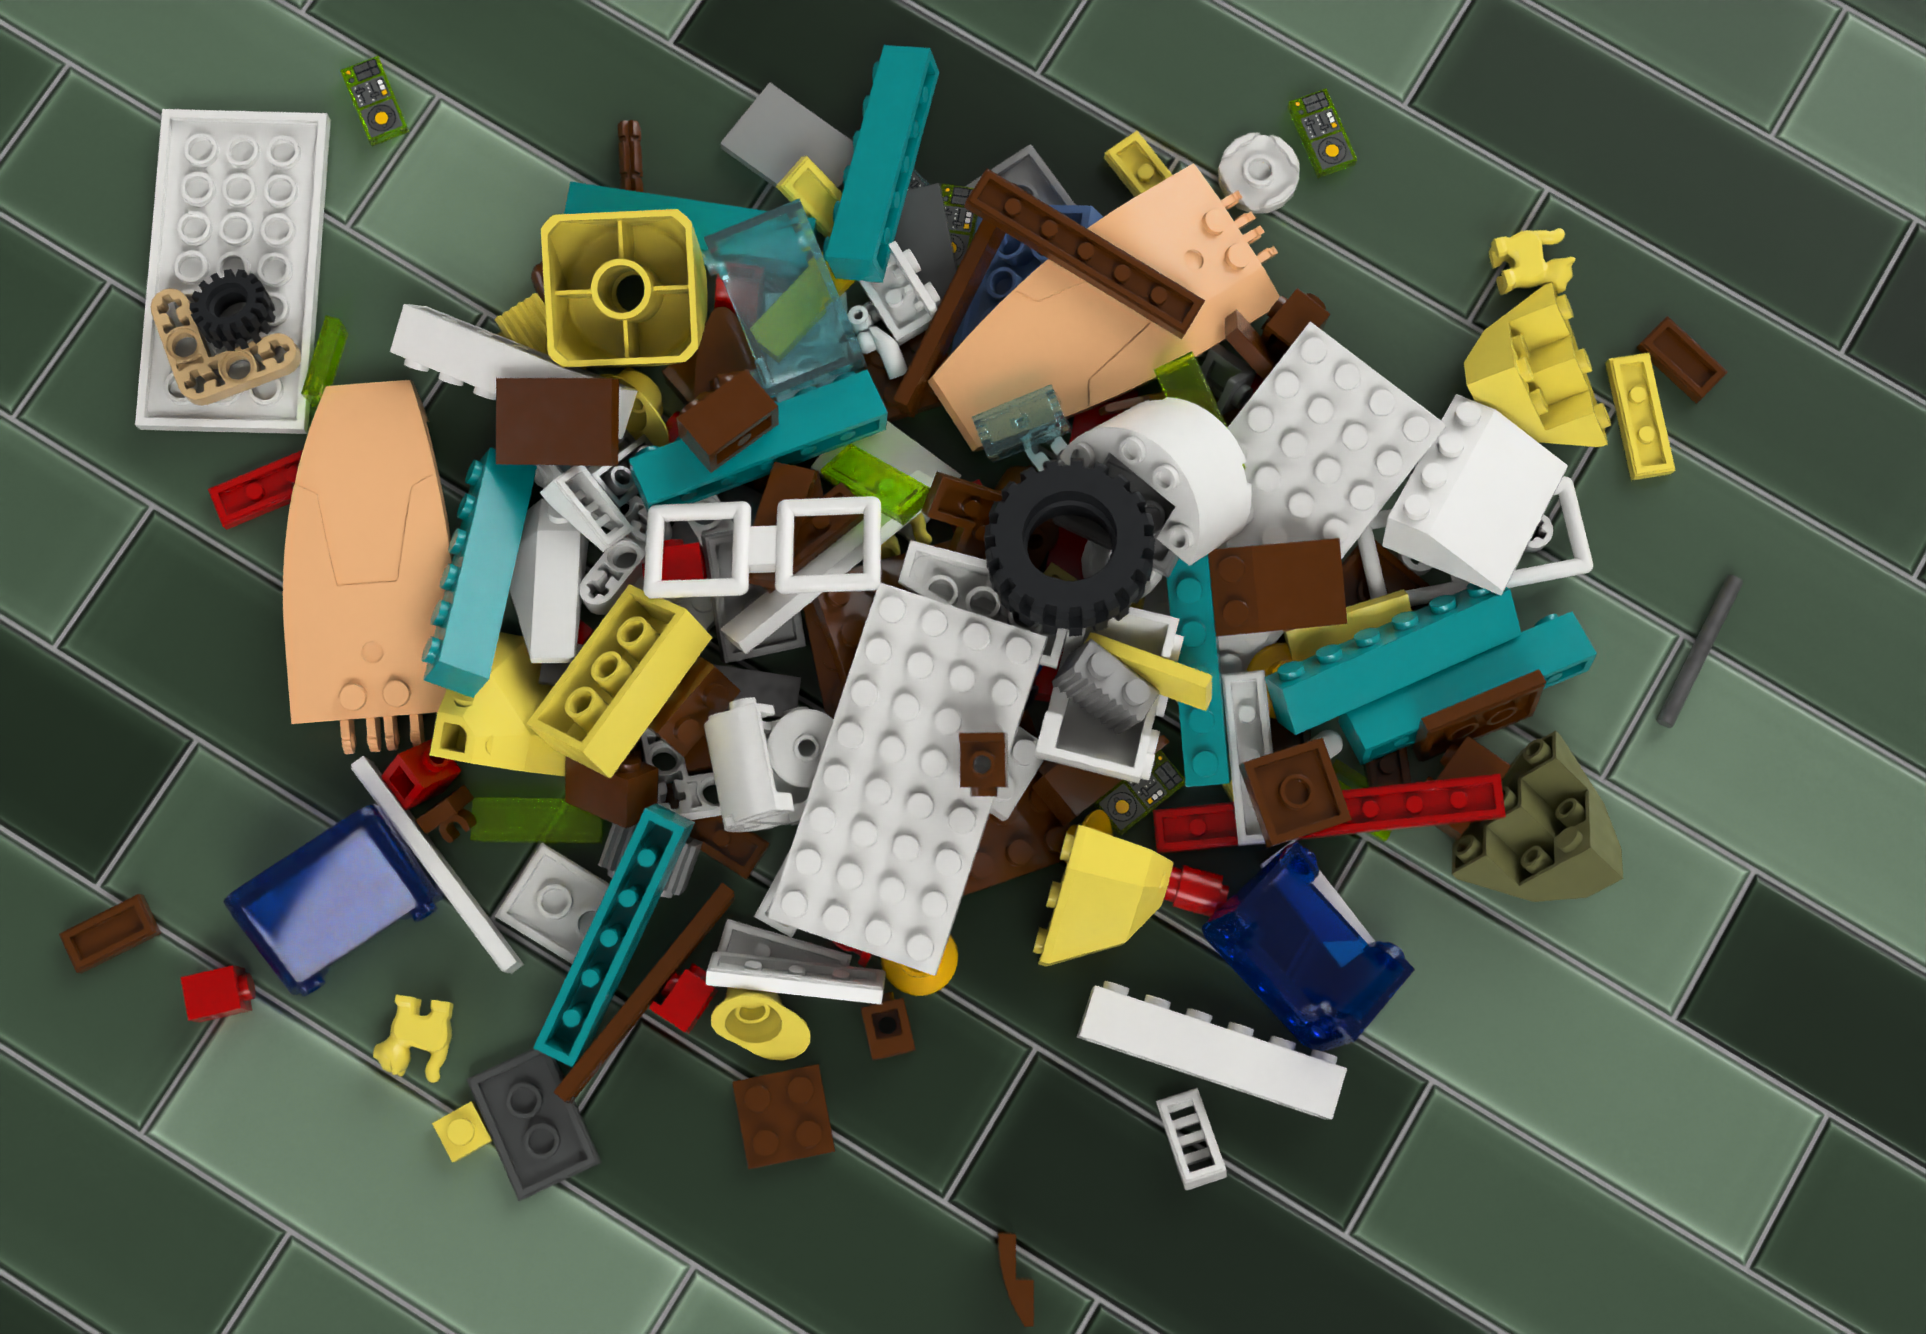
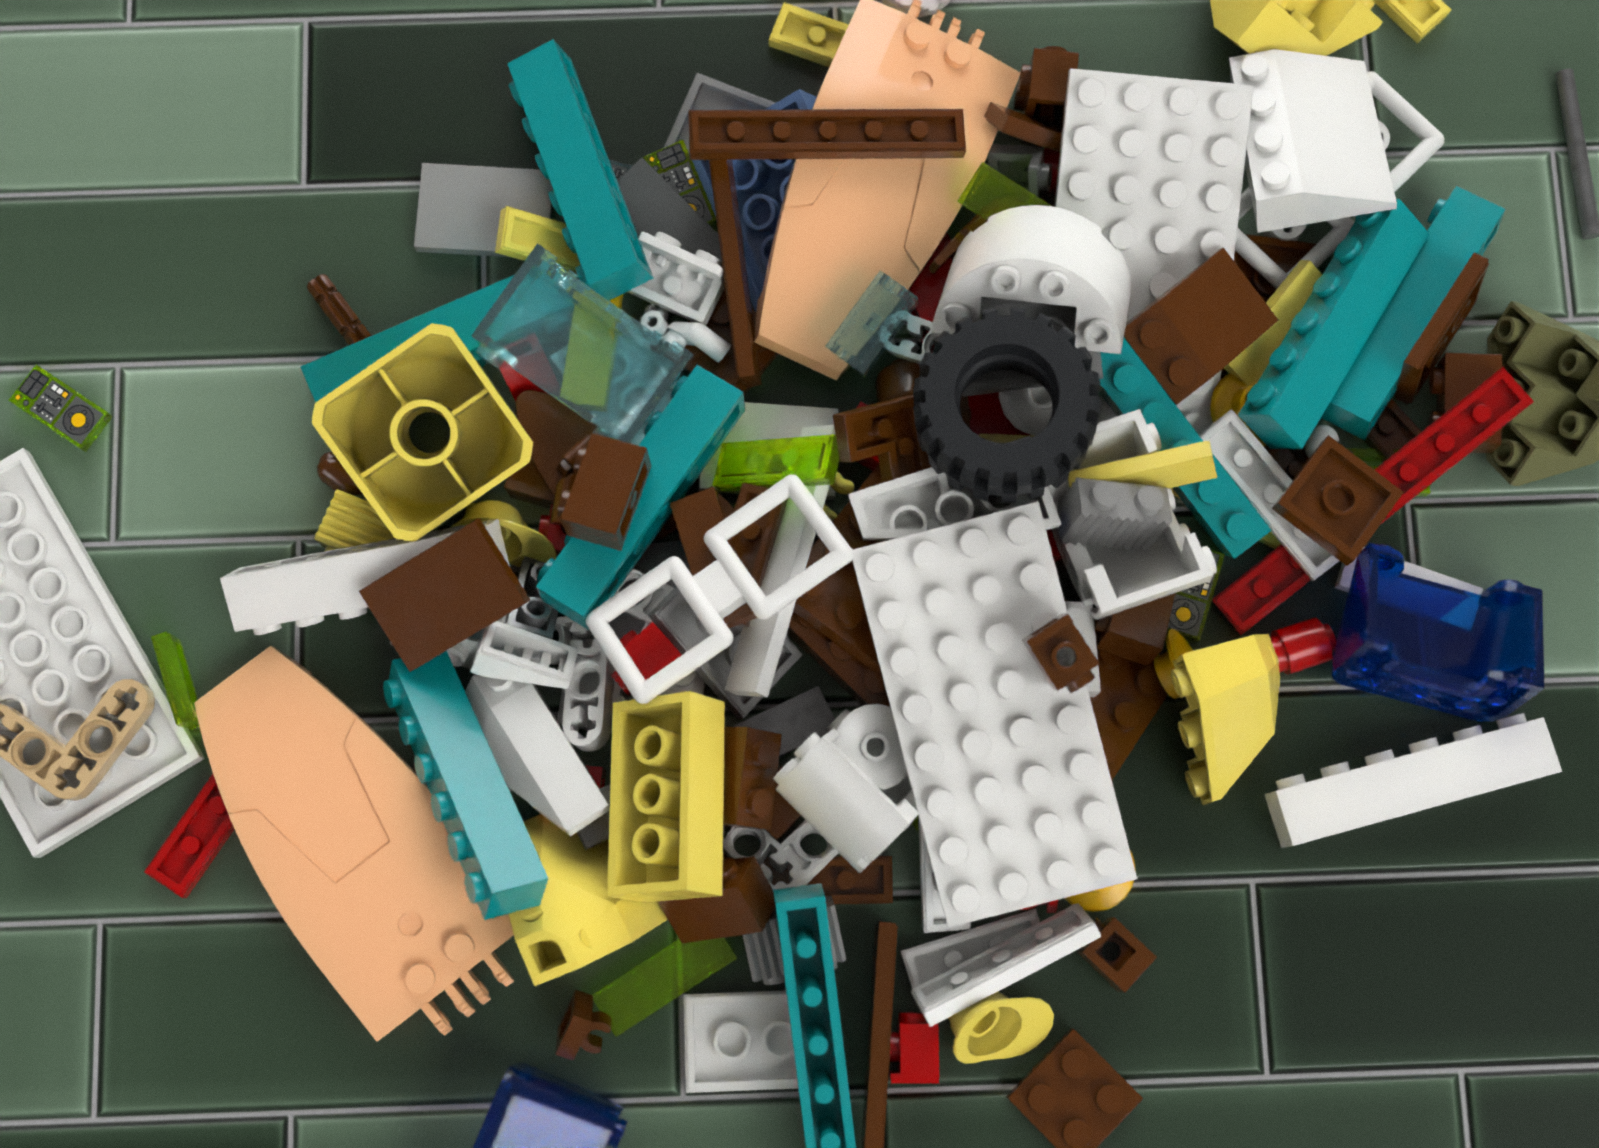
camera: 30 degrees left, 0 degrees up
(240, 326) = (39, 675): black tyre -> none
(418, 776) = (528, 1009): red brick -> none
(437, 867) = (600, 1082): white tile -> none
(1018, 1289) = (1391, 1110): reddish brown slope -> none
(1205, 1175) = (1486, 880): white slope -> none

